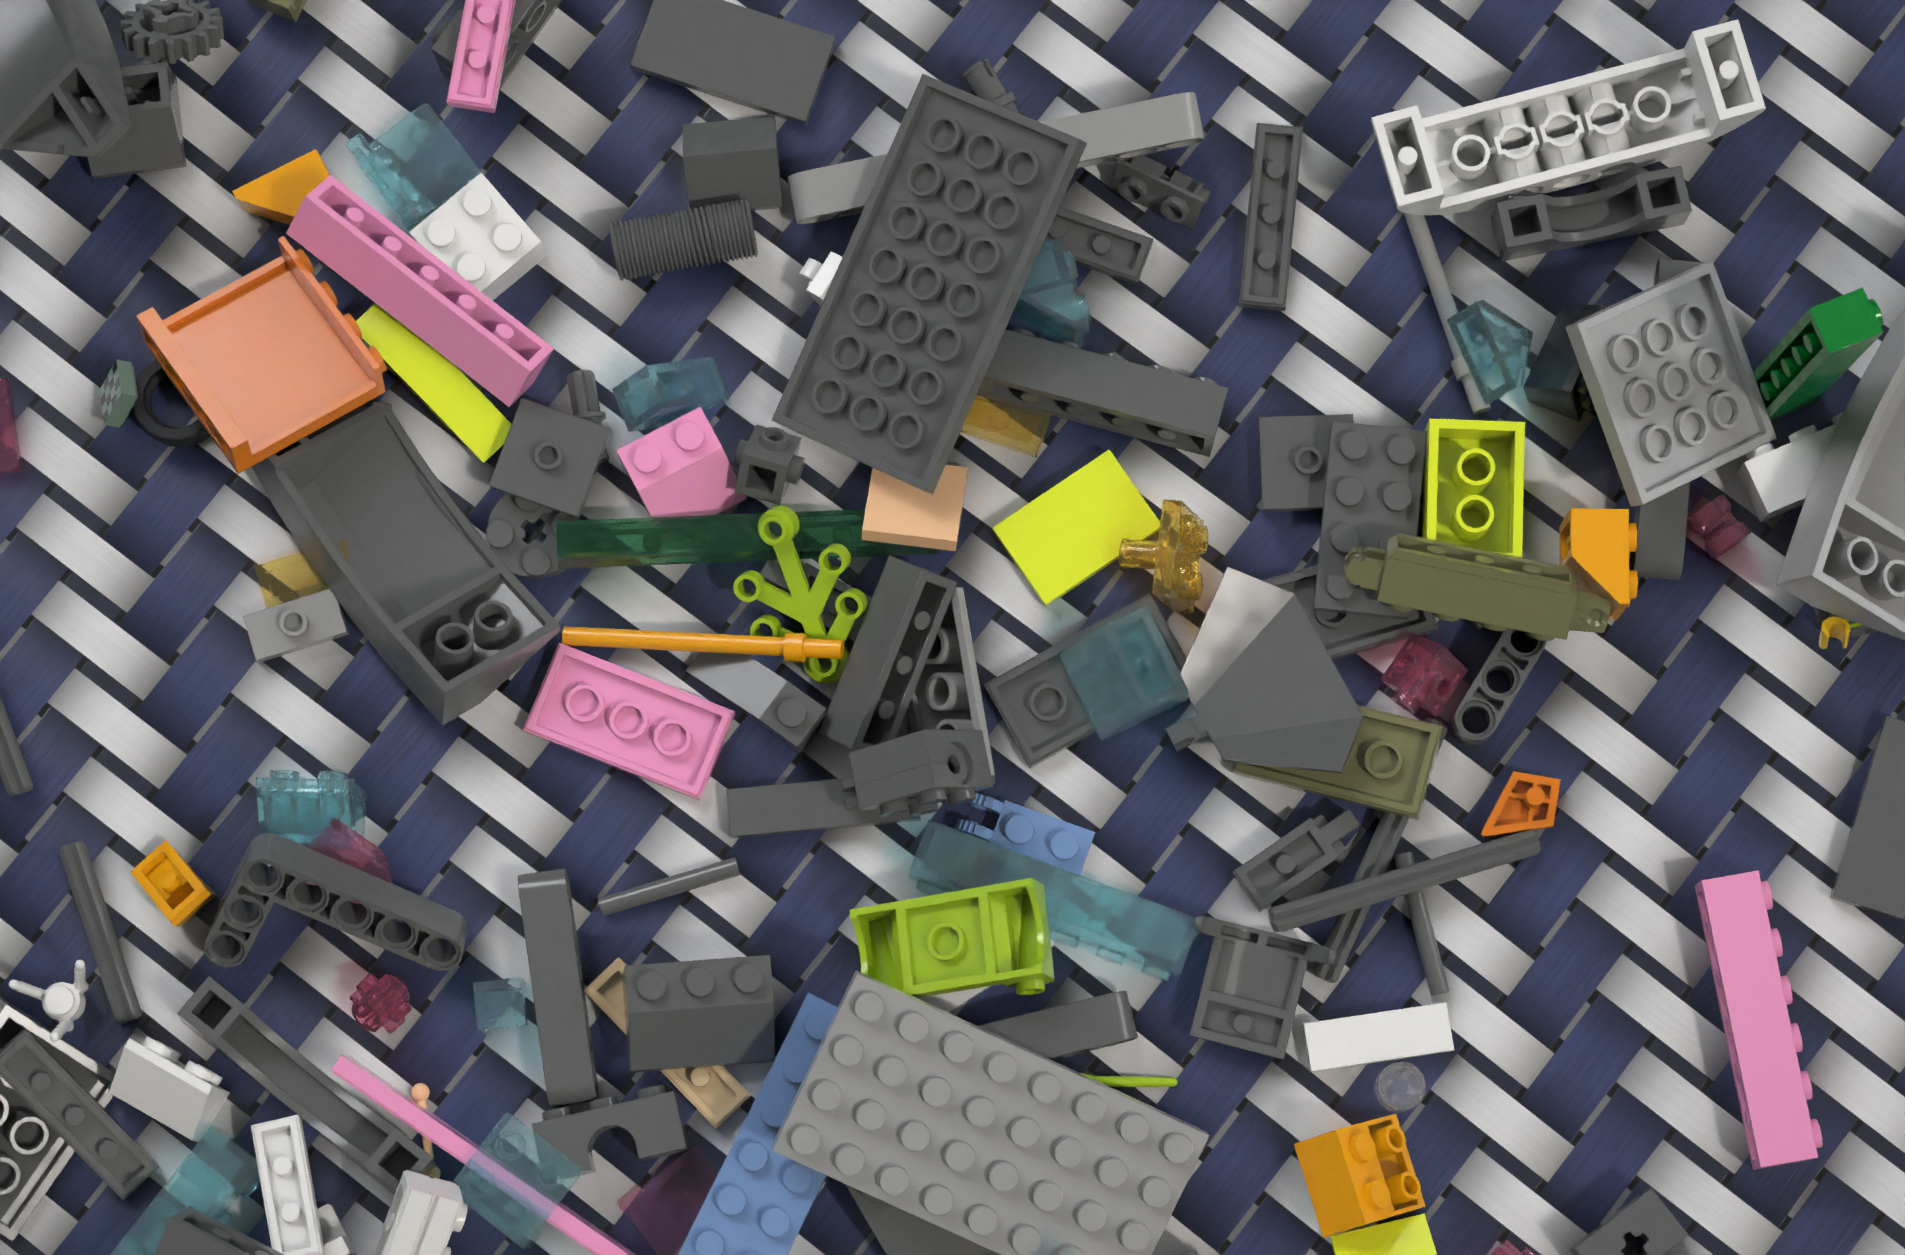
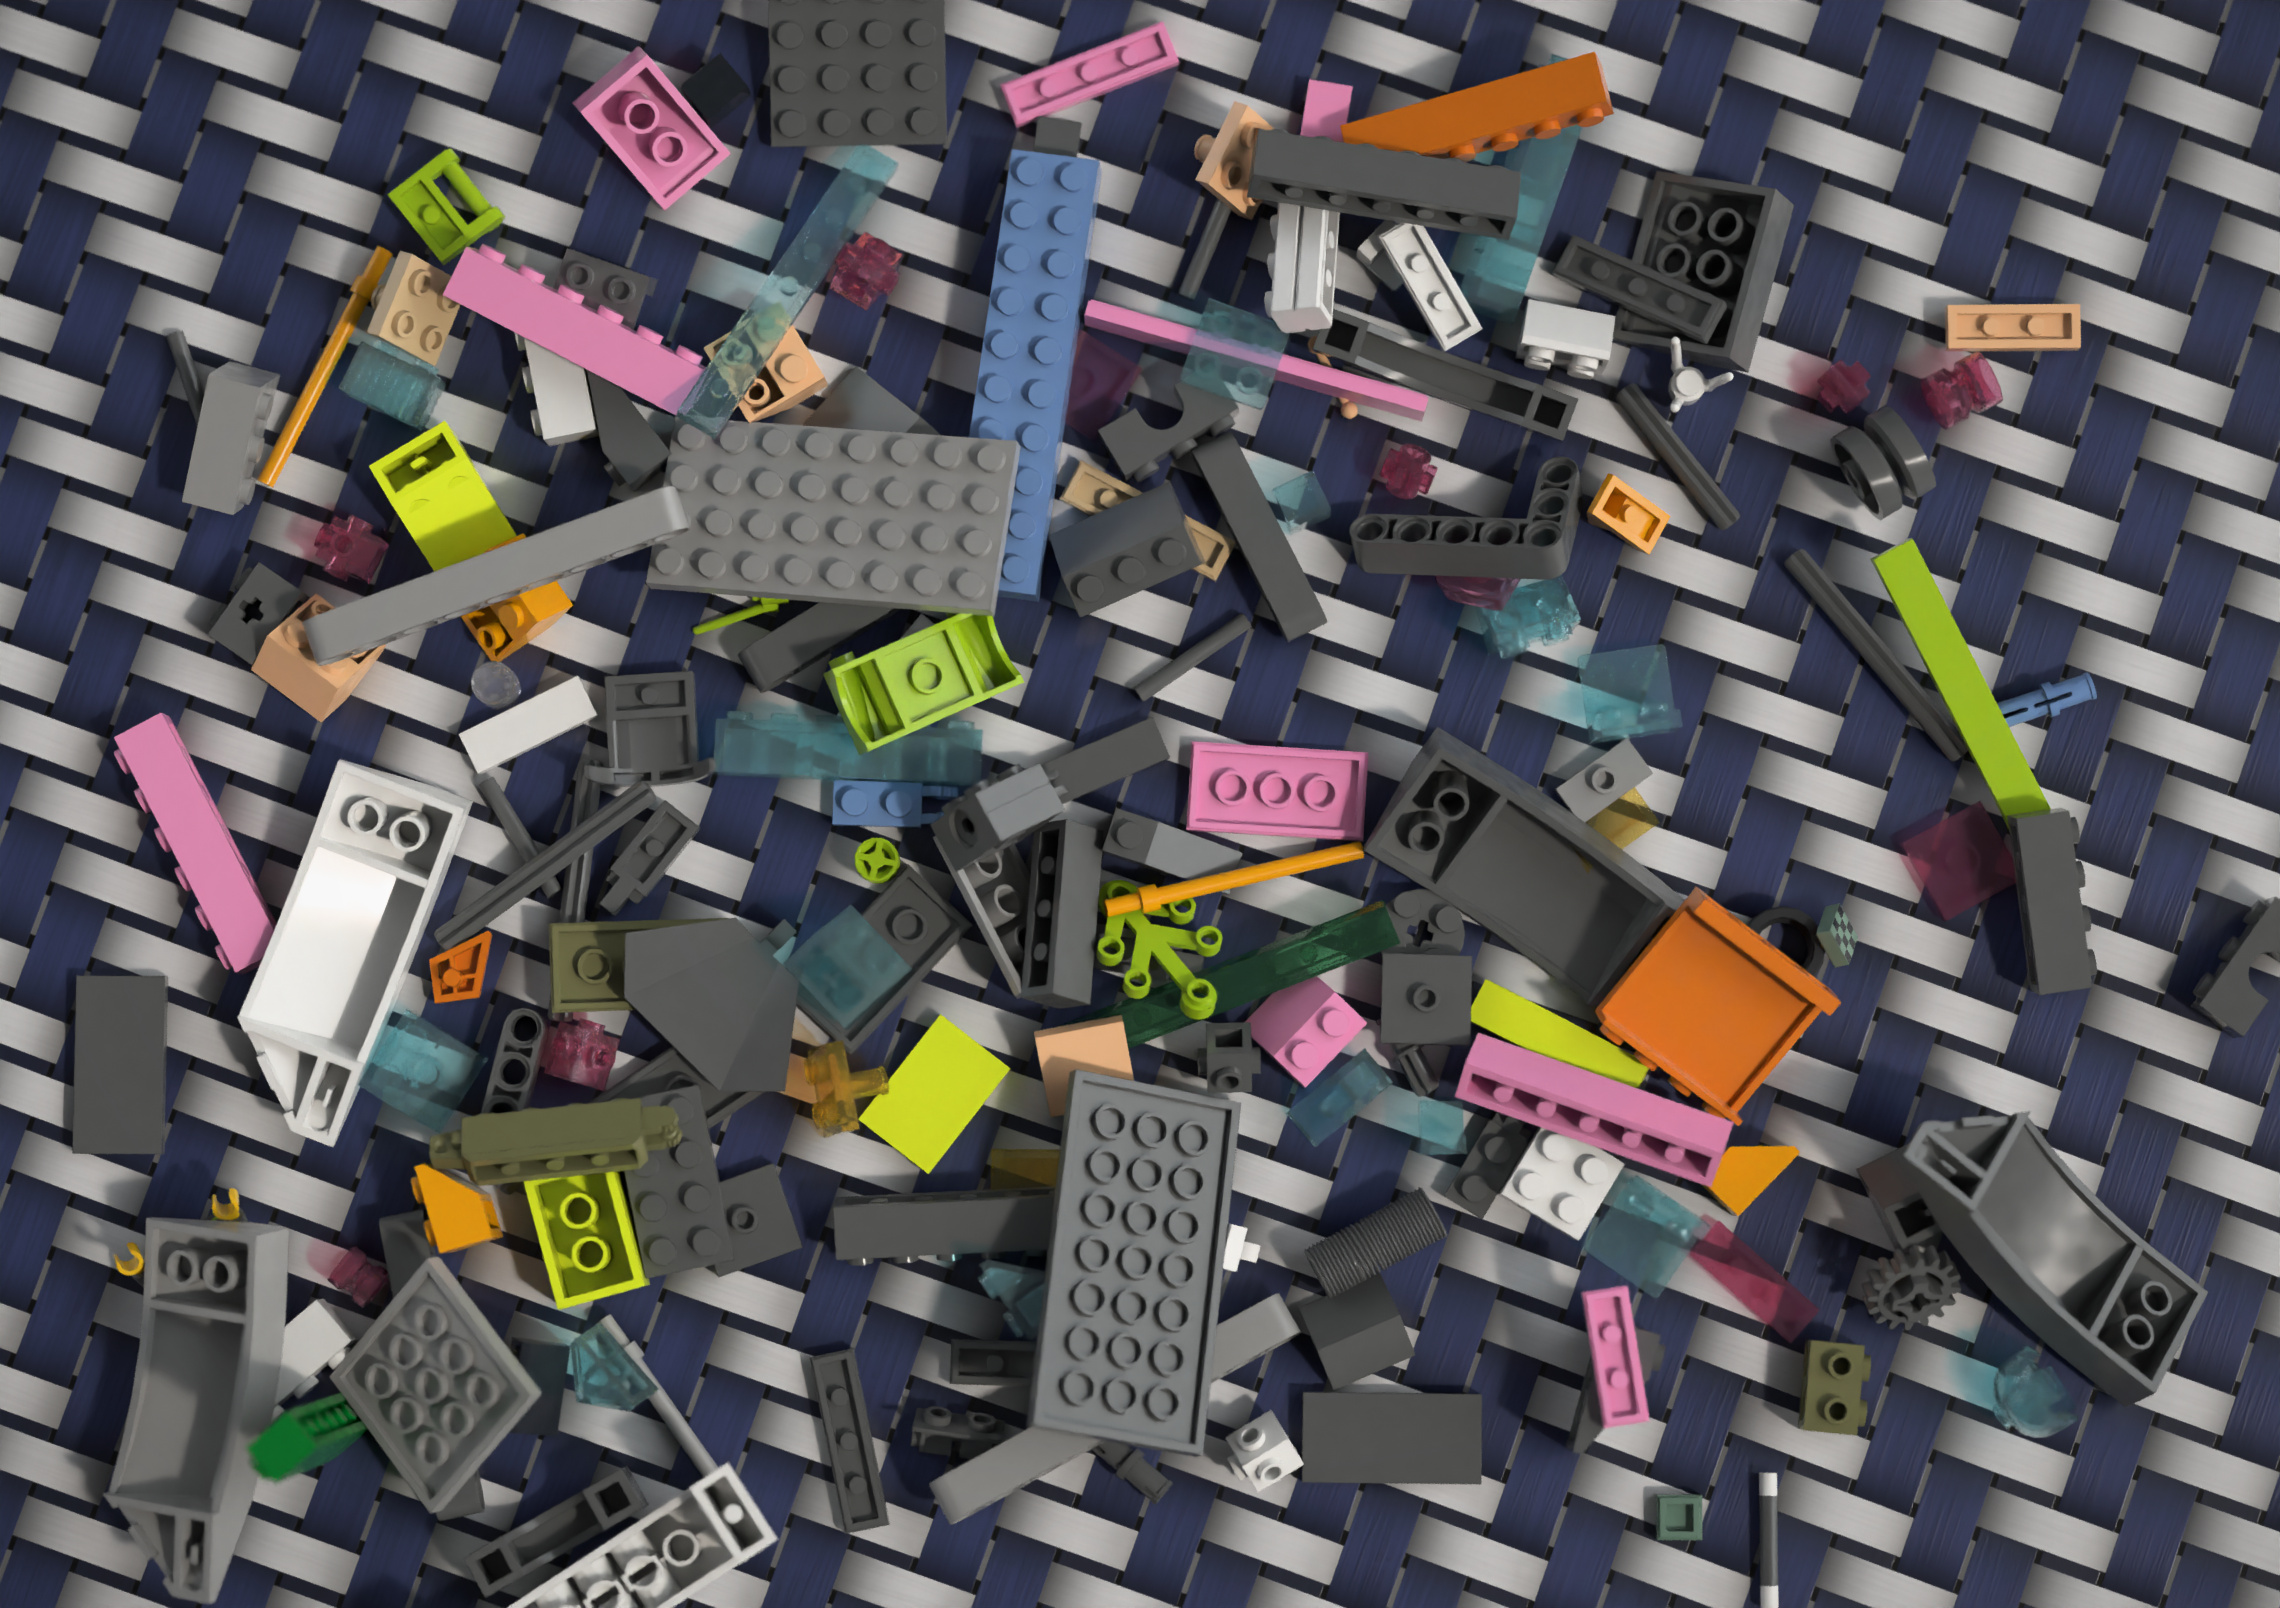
camera: 160 degrees right, 5 degrees up
(239, 701) = (1628, 694): none -> clear light blue bracket
(323, 88) = (1754, 1282): none -> clear pink tile
(548, 282) = (1488, 1164): none -> dark grey hinge
(580, 331) = (1441, 1128): none -> clear light blue panel
(864, 73) = (1262, 1452): none -> white brick
(1063, 772) = (872, 852): none -> lime wheel
(1364, 1188) = (496, 575): none -> light grey beam
(1578, 1178) = (292, 669): none -> light nougat slope
(1592, 713) = (423, 1071): none -> clear light blue slope
(1631, 867) = (348, 939): none -> white slope

